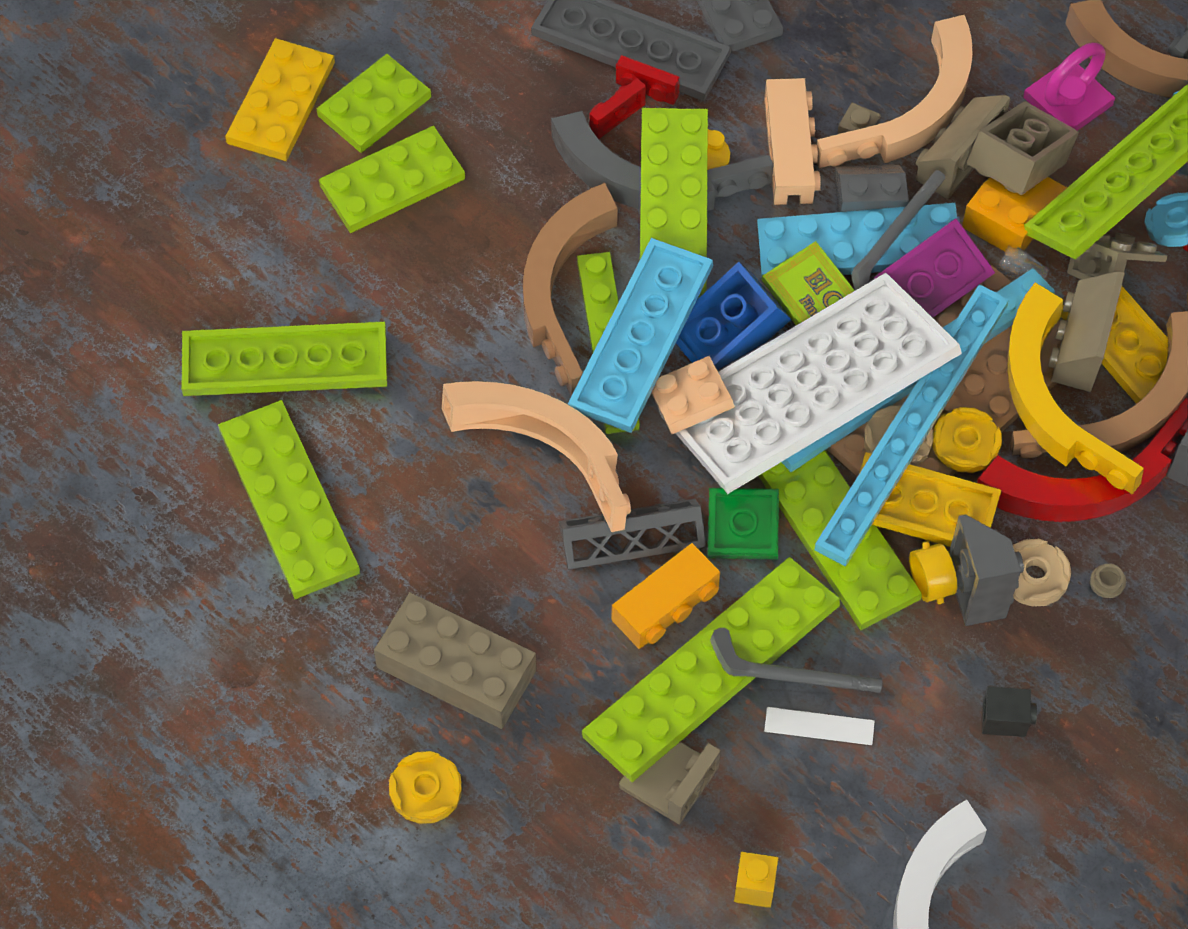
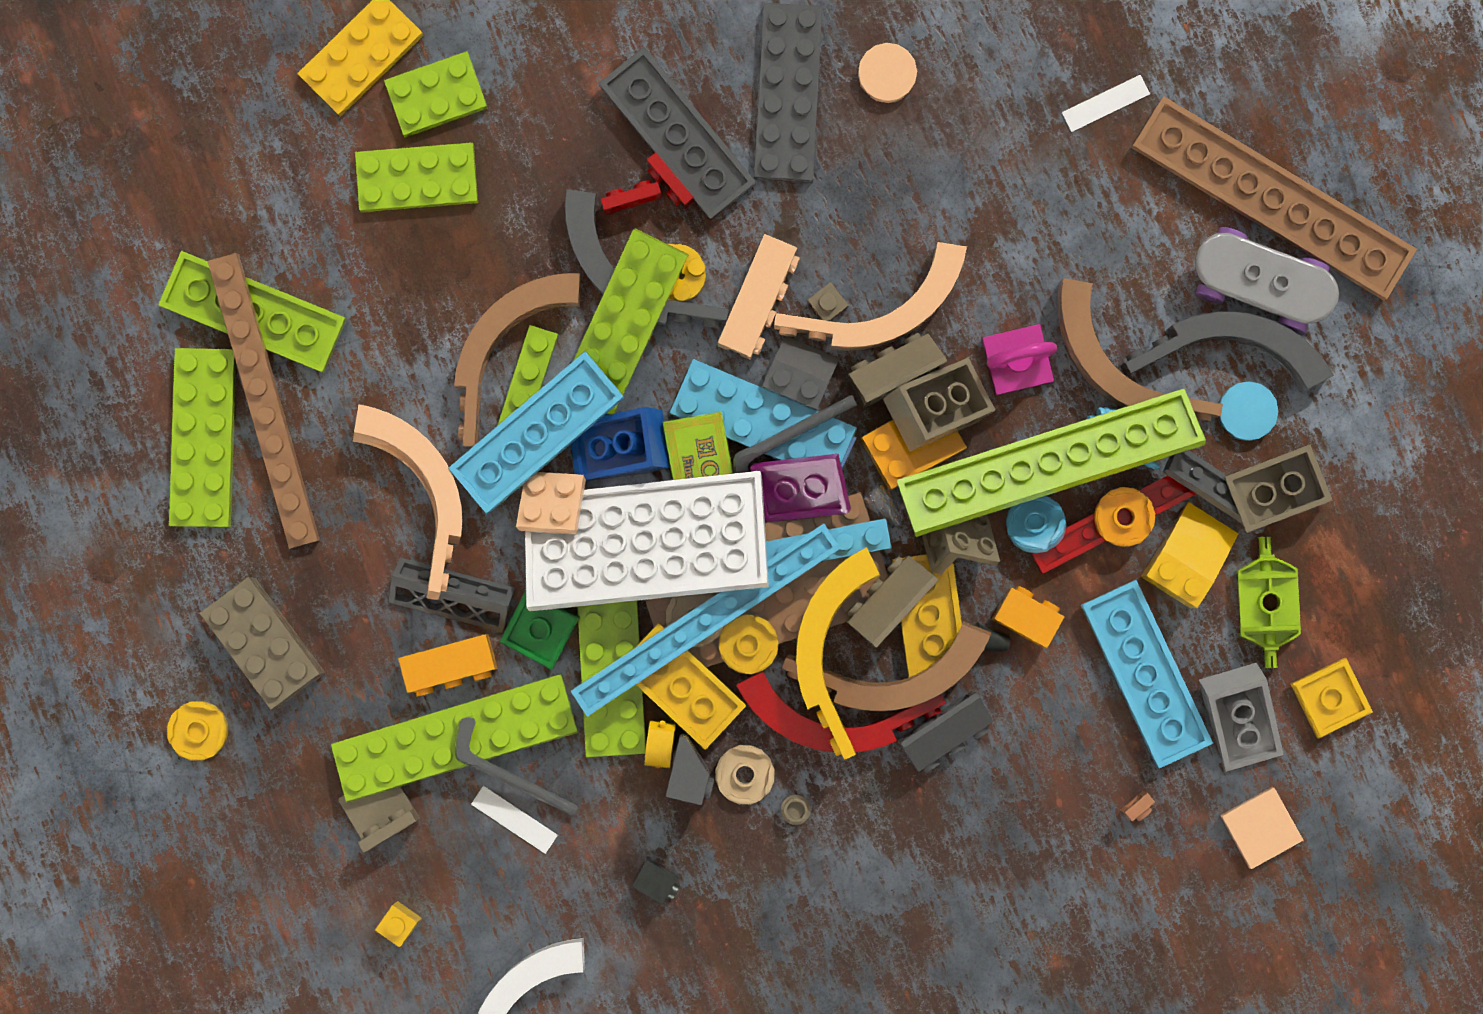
camera: 25 degrees right, 25 degrees up
(341, 432) = (263, 400): none -> medium nougat plate

